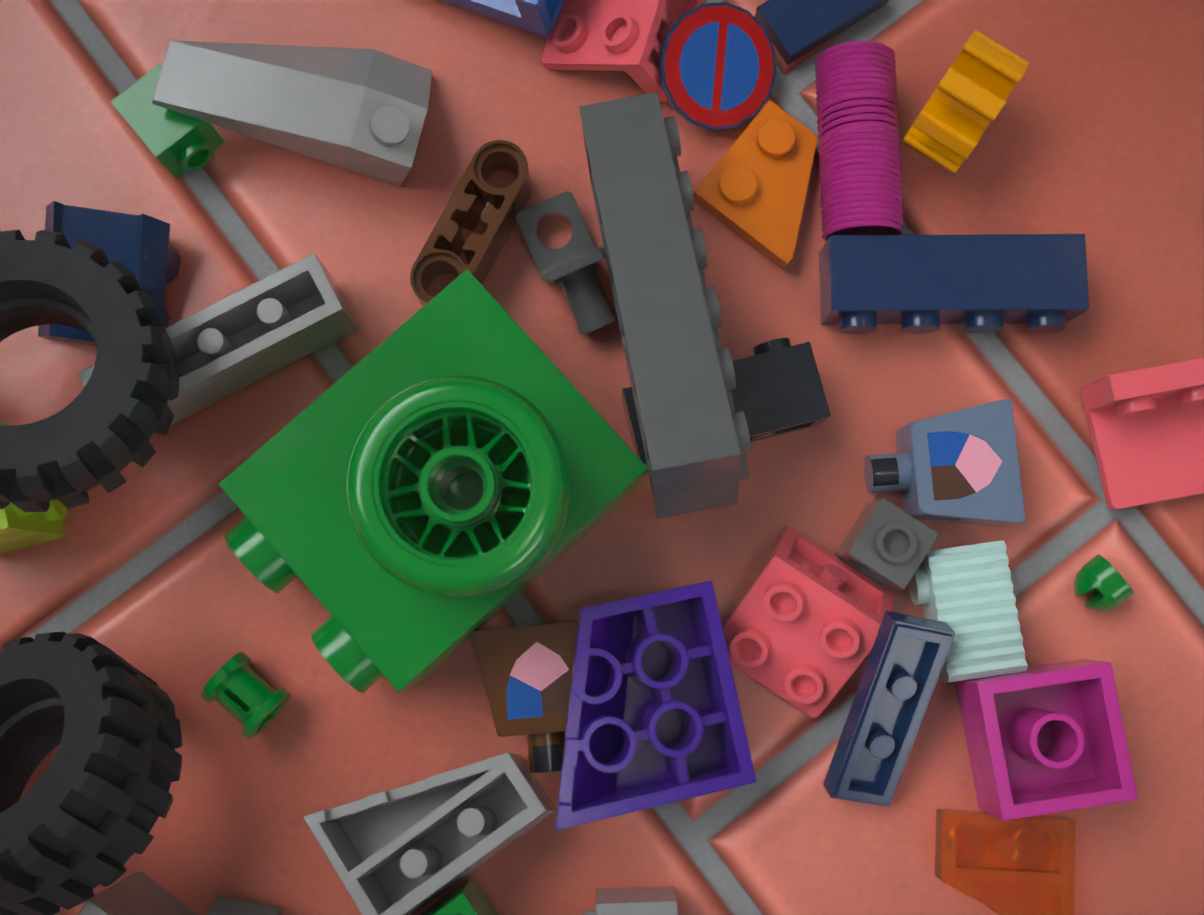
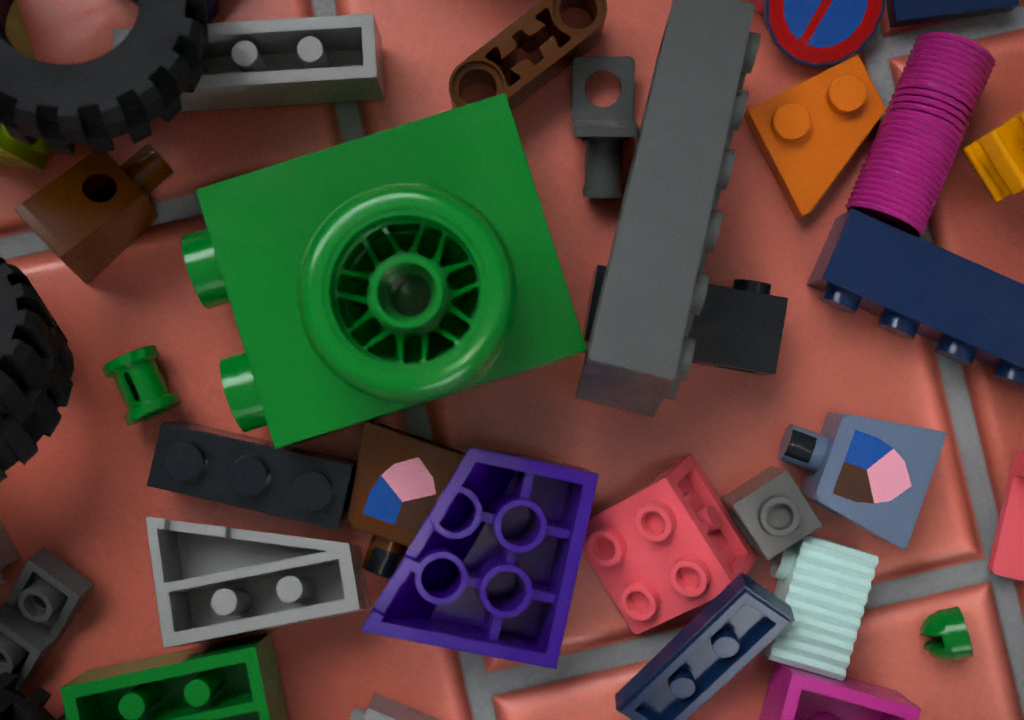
camera: 25 degrees right, 5 degrees up
(132, 548) = (96, 209): none -> reddish brown torso
(388, 730) = (253, 473): none -> black brick

